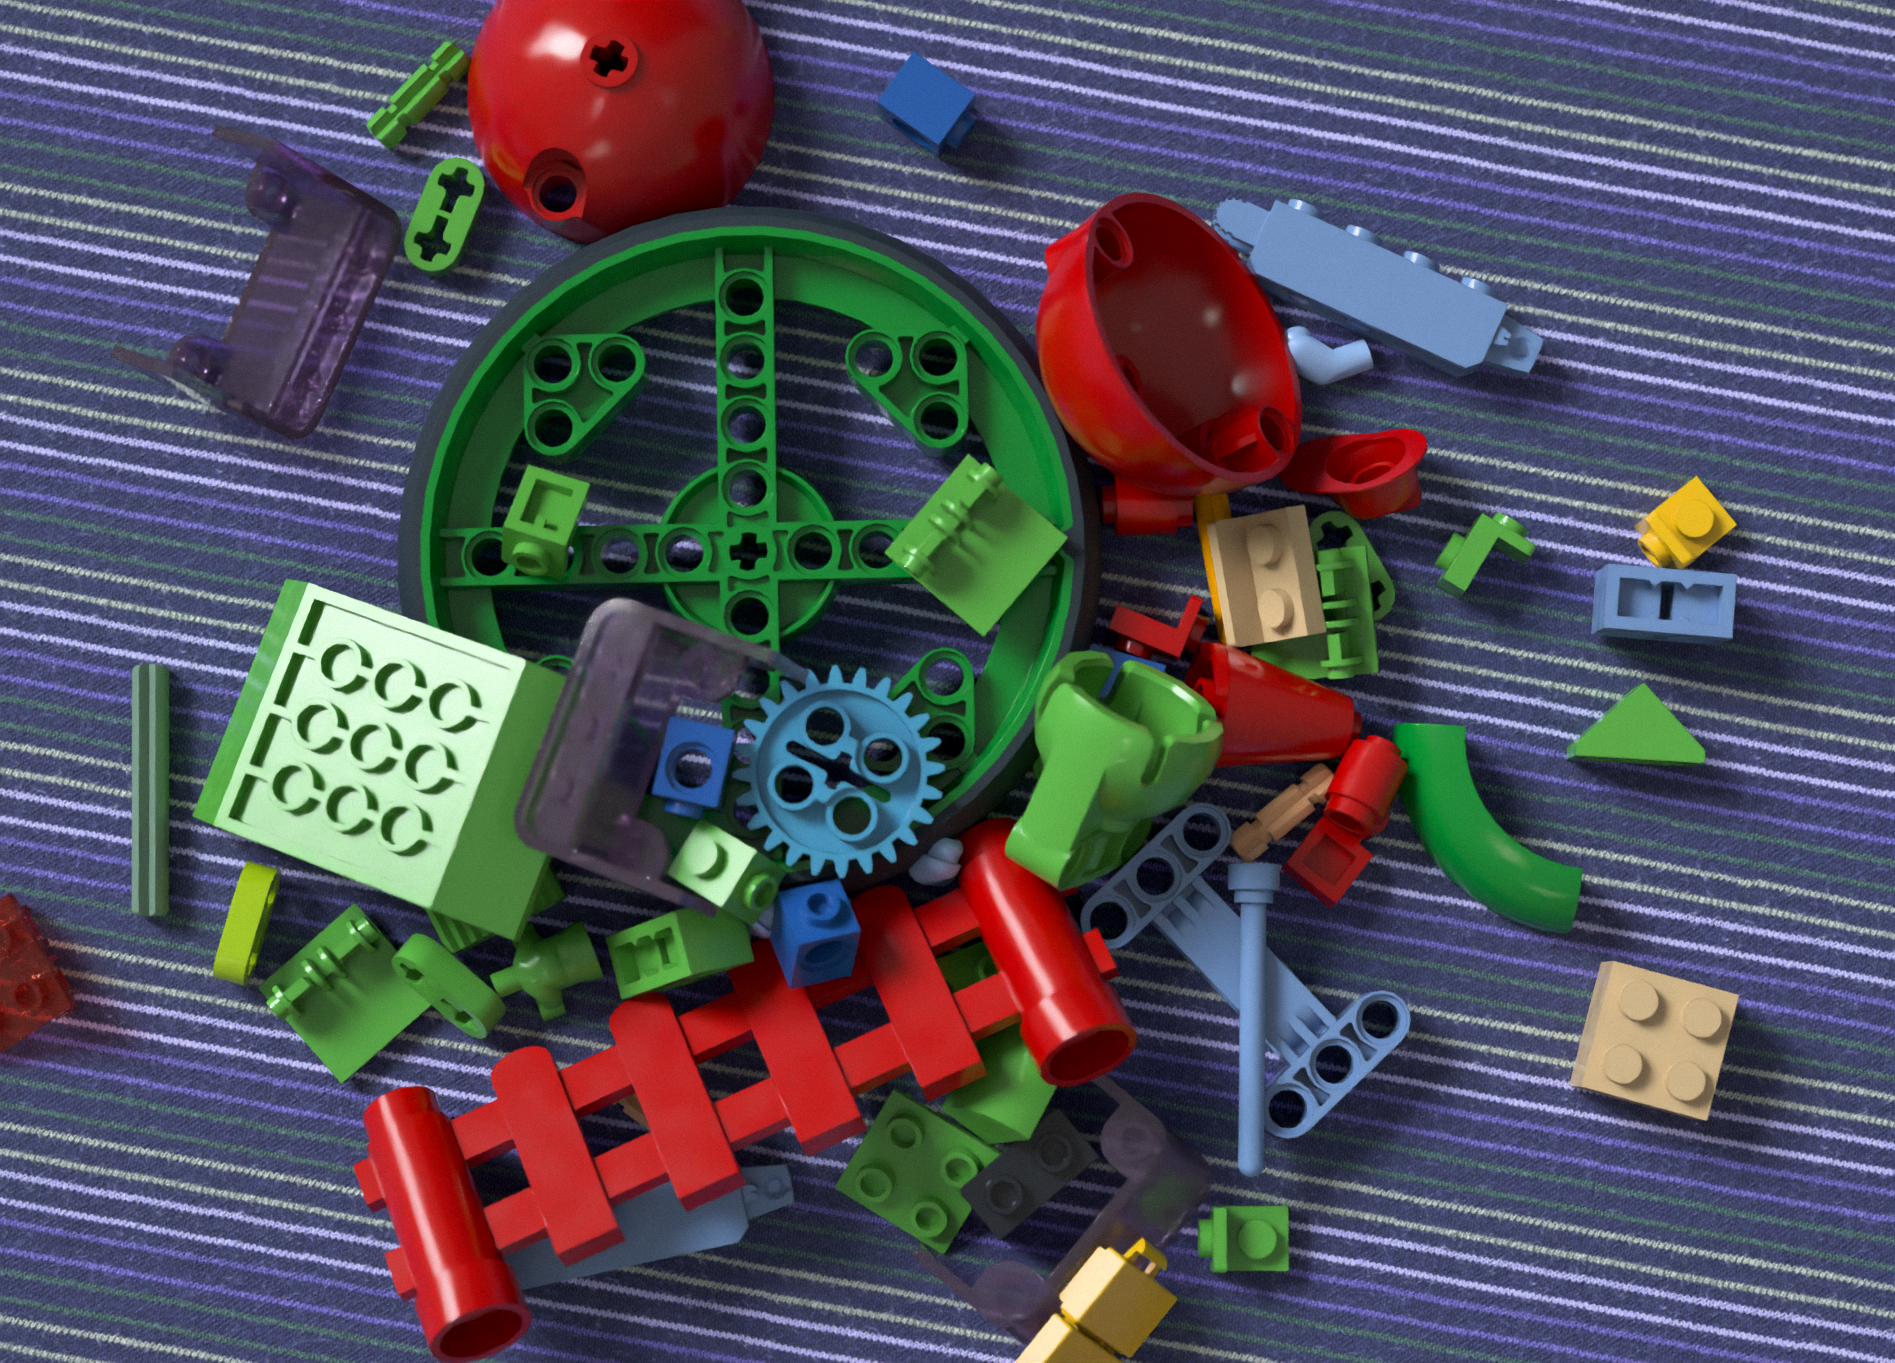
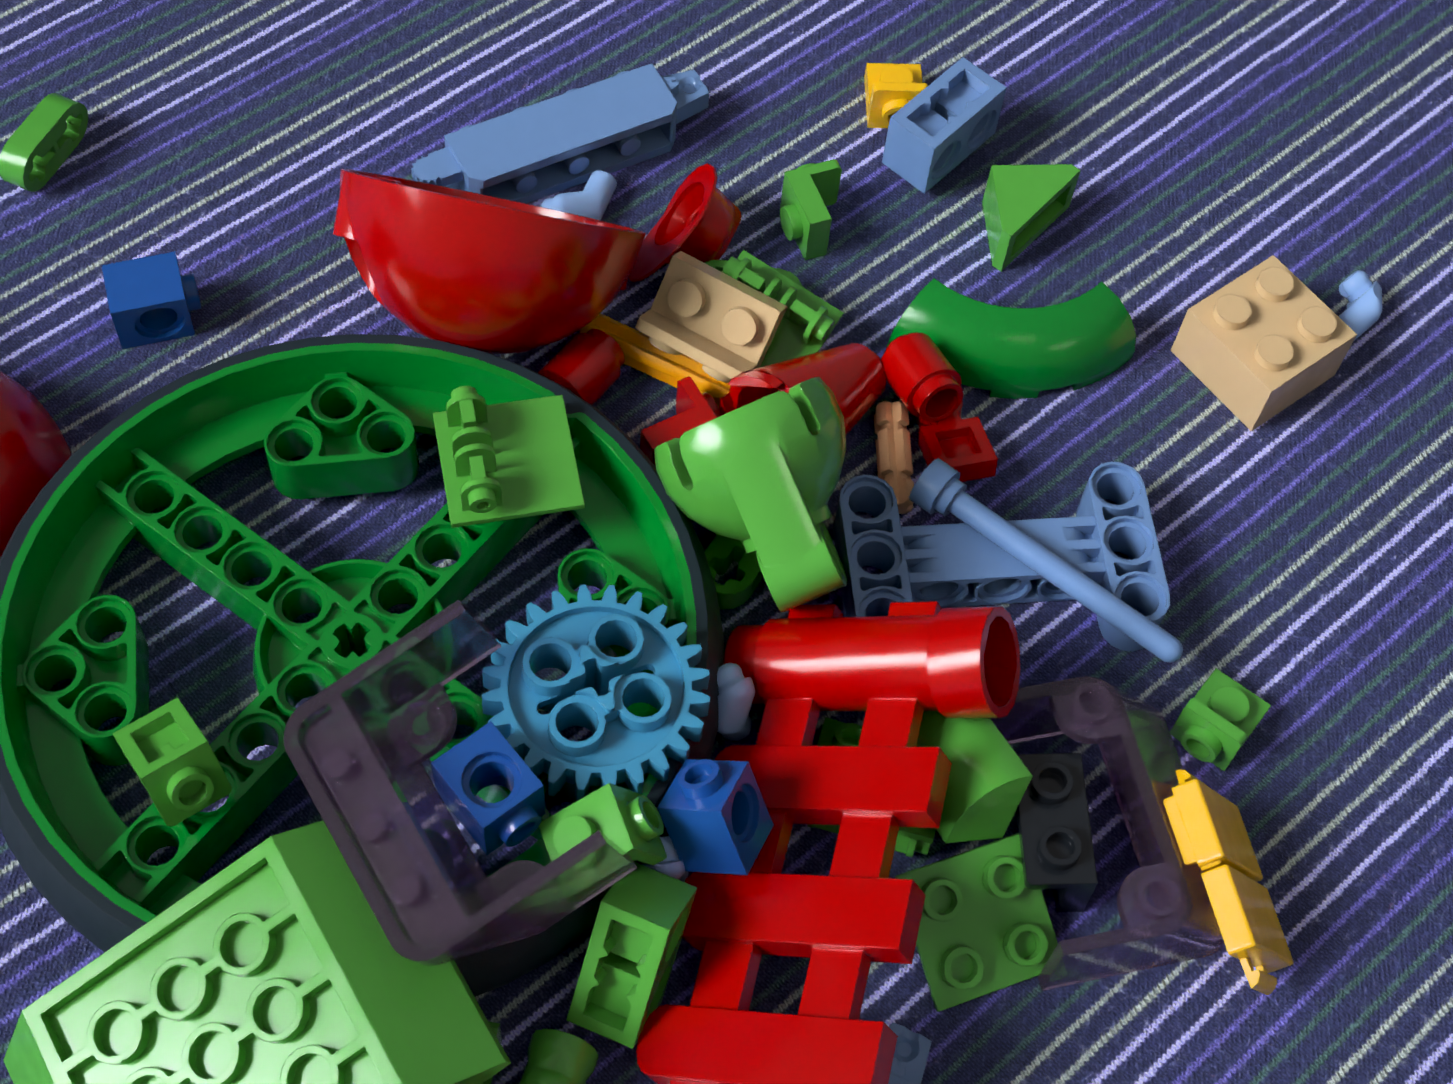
camera: 55 degrees left, 25 degrees down
(1776, 1103) = (1364, 302): none -> light blue arm

